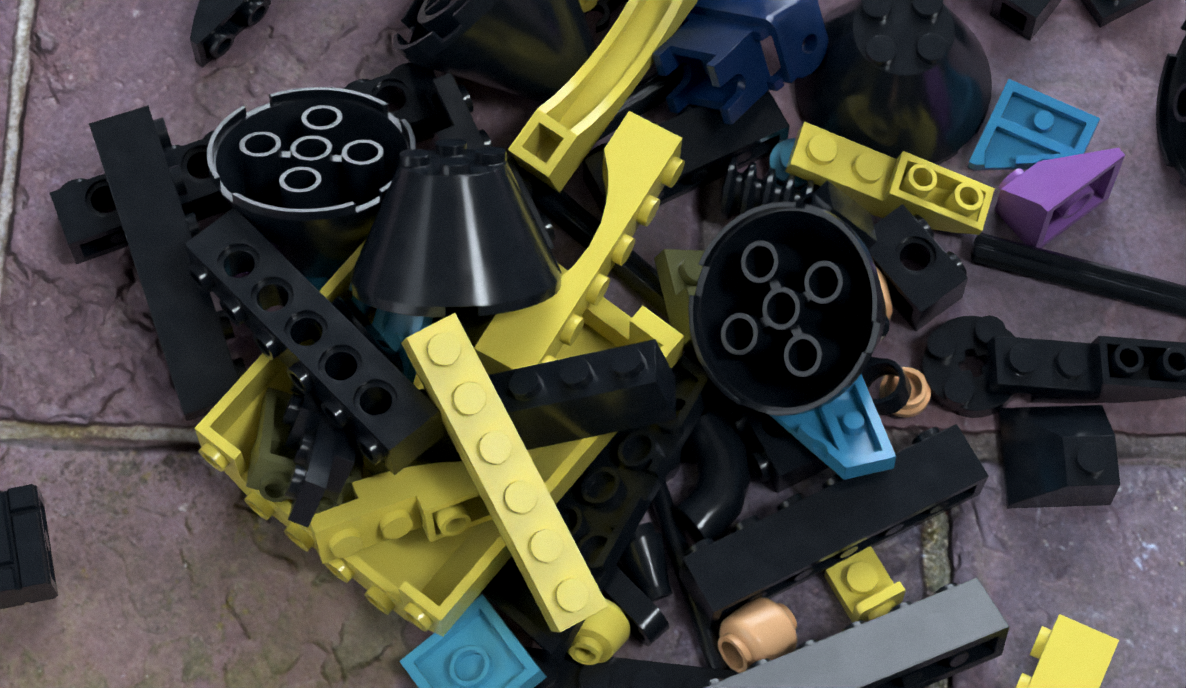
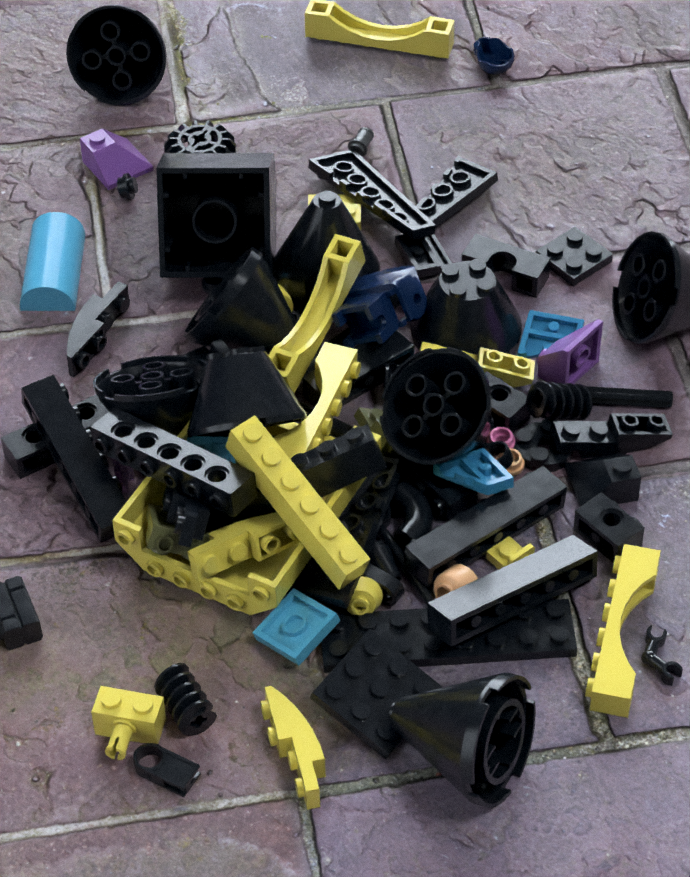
camera: 10 degrees left, 20 degrees down
(909, 333) = (502, 434): none -> bright pink plate
(1014, 292) = (559, 401): none -> black piece
(1043, 592) = (607, 526): none -> black brick

